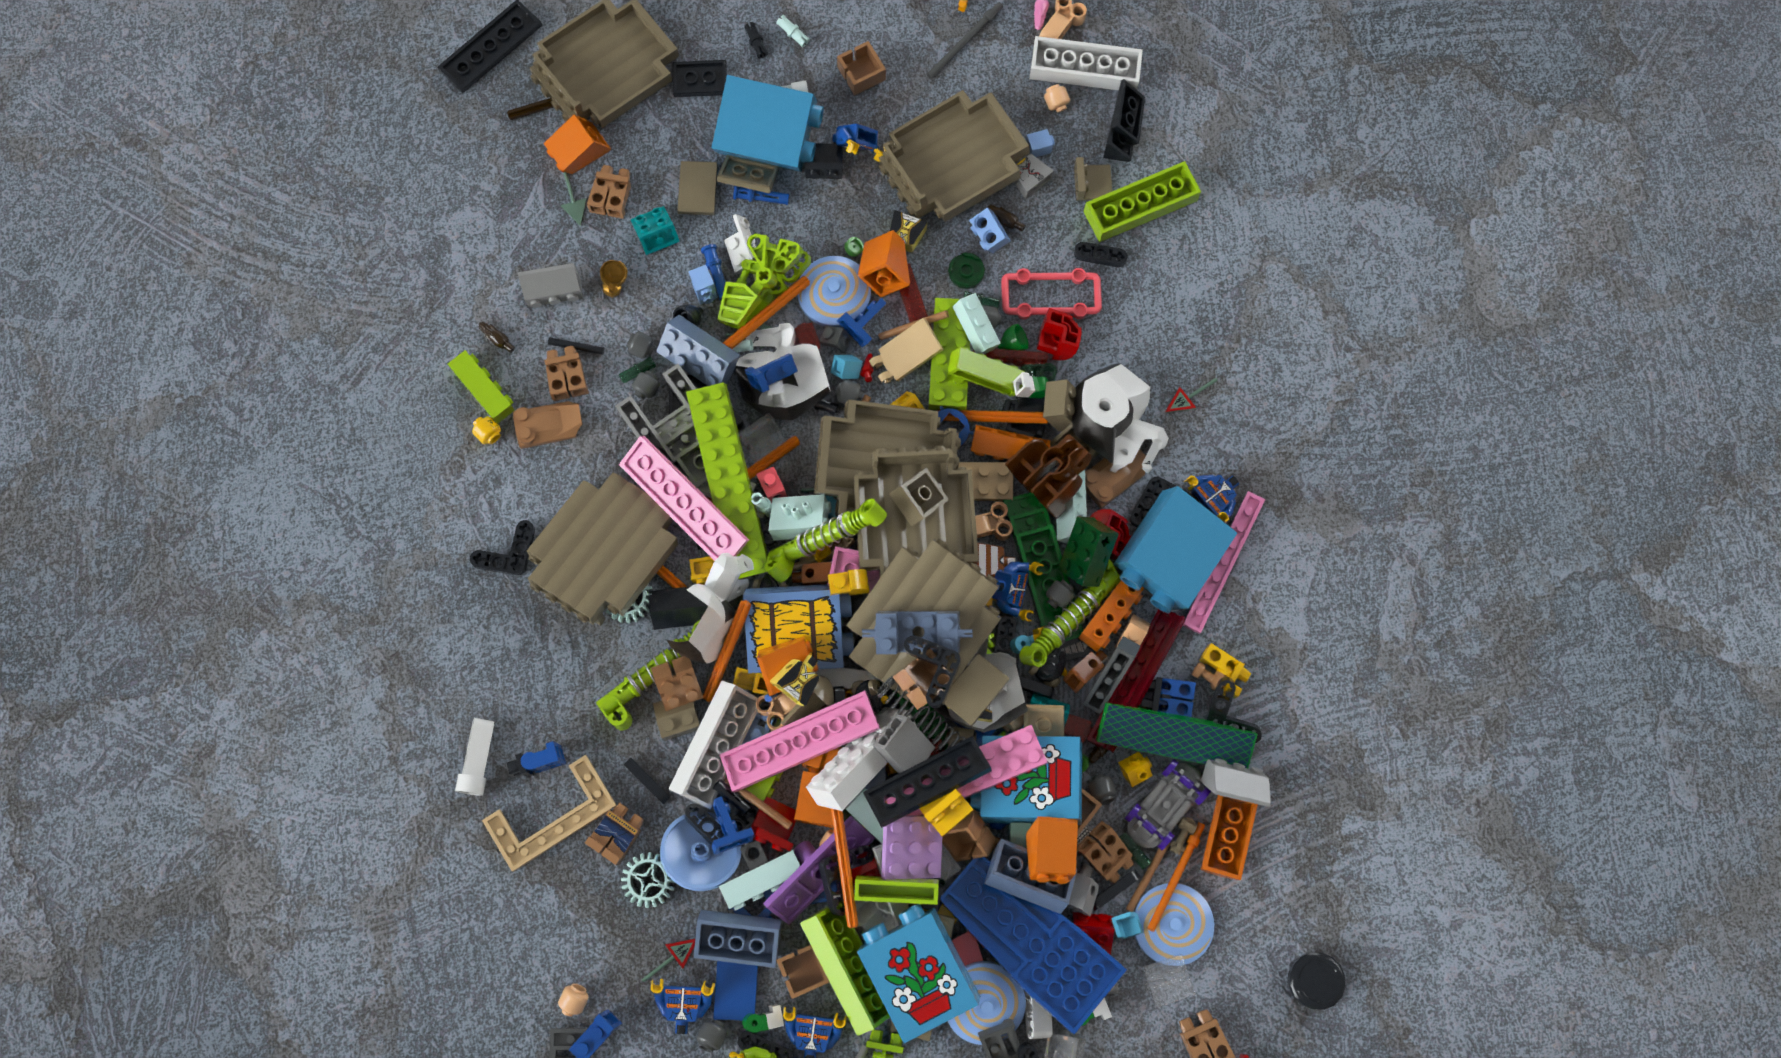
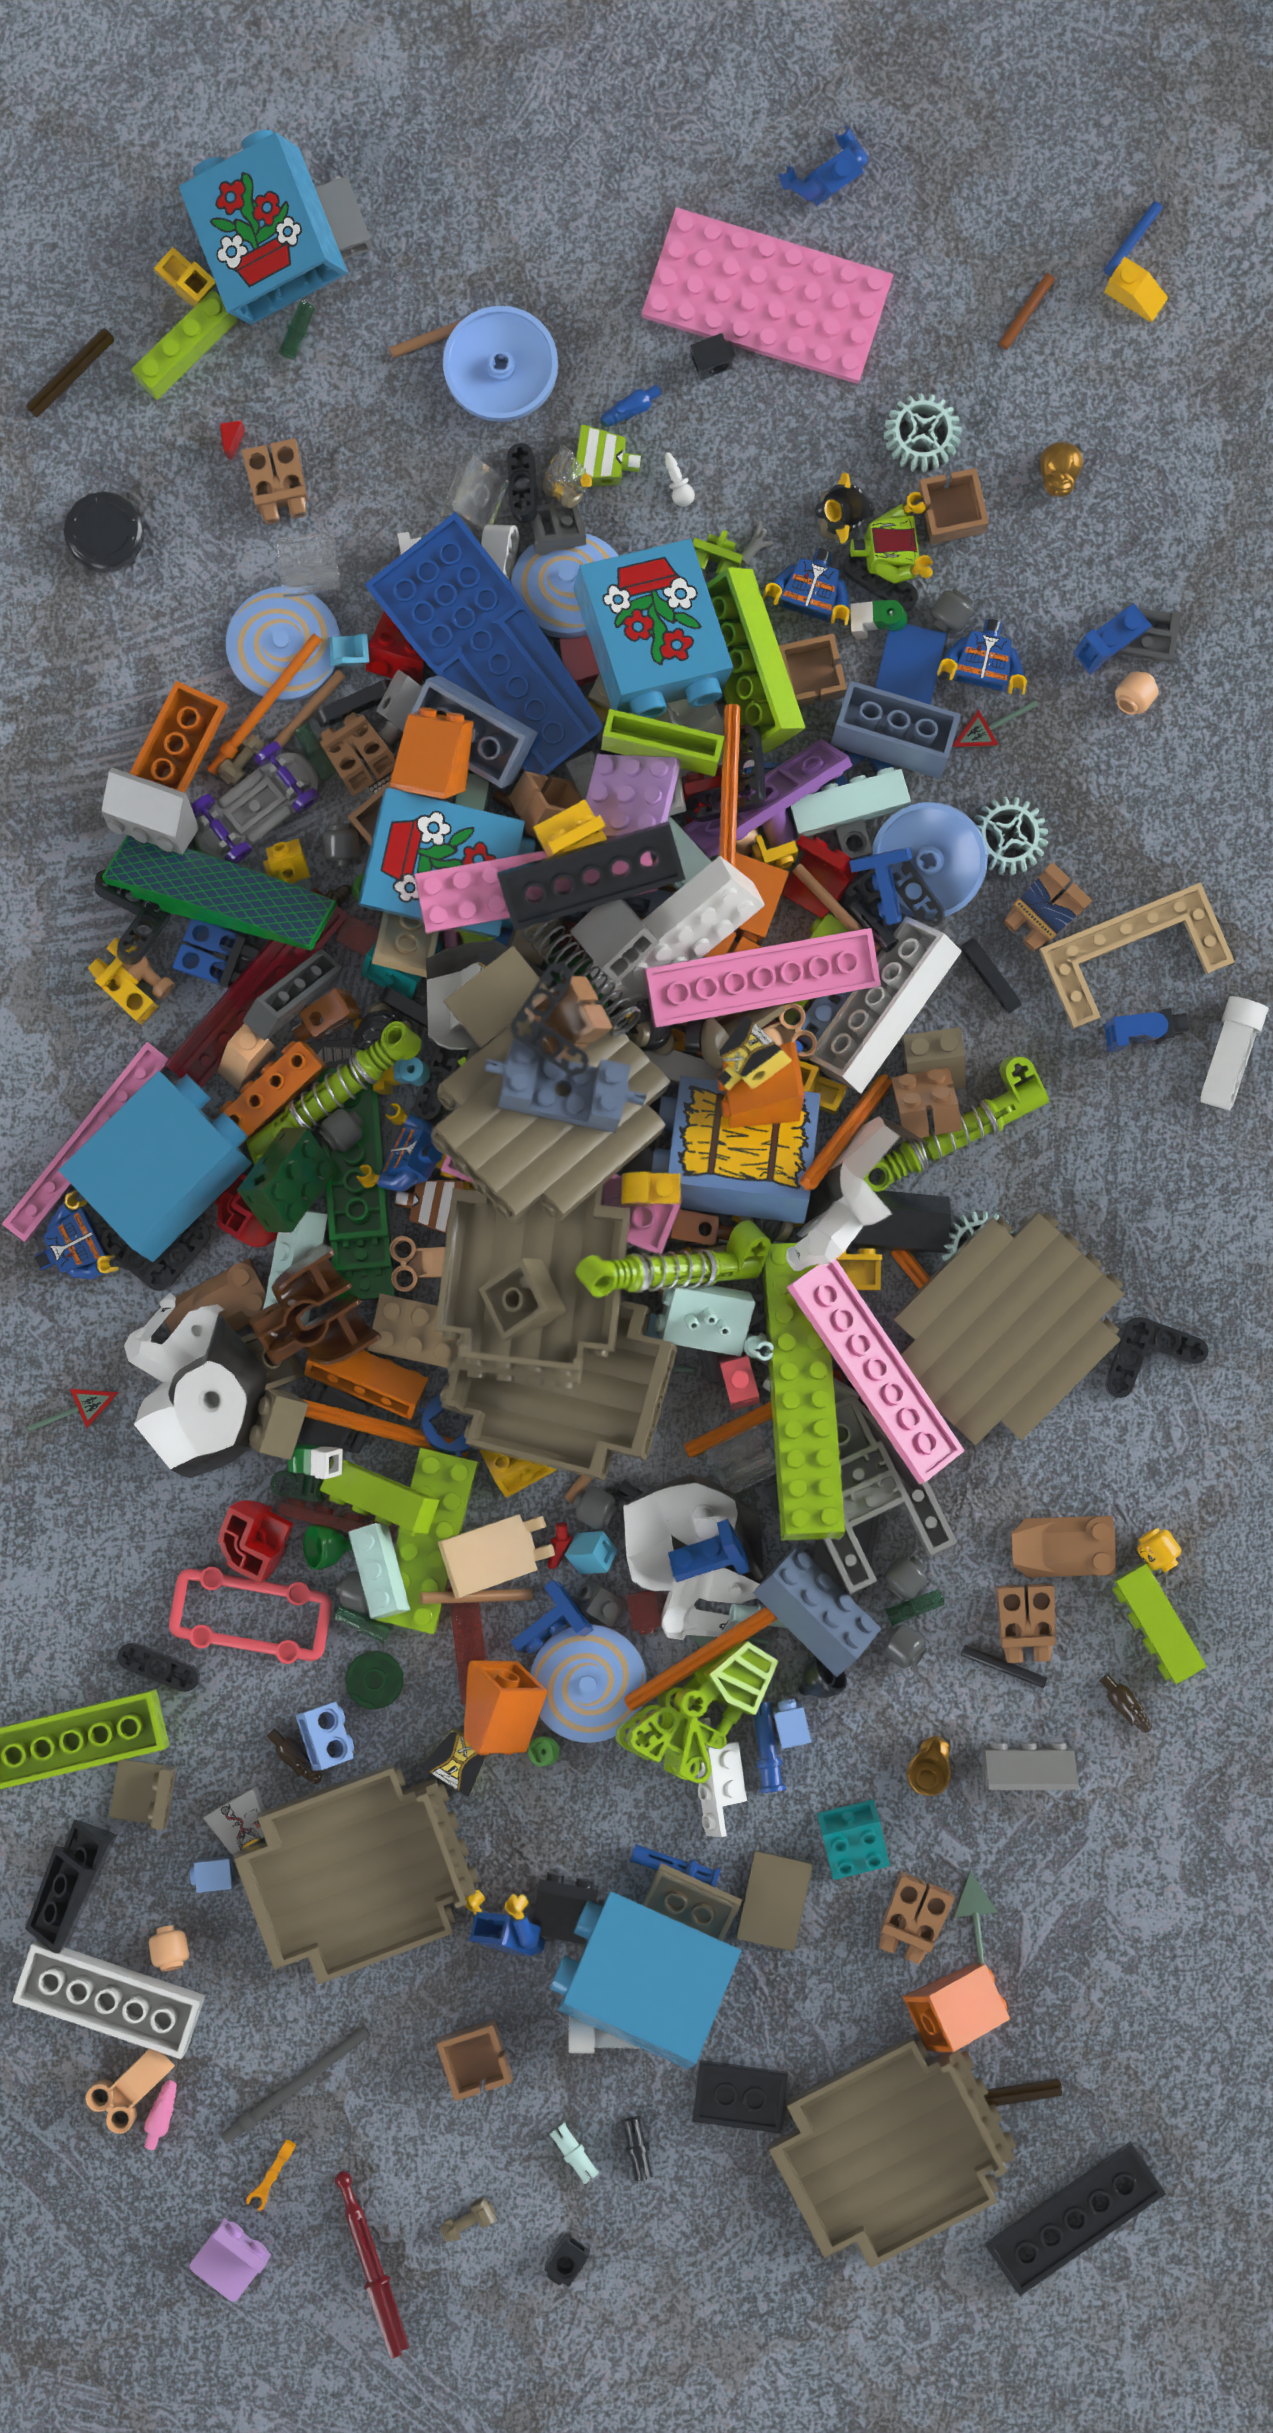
camera: 160 degrees left, 10 degrees up
(802, 832) = (779, 856): none -> yellow bracket

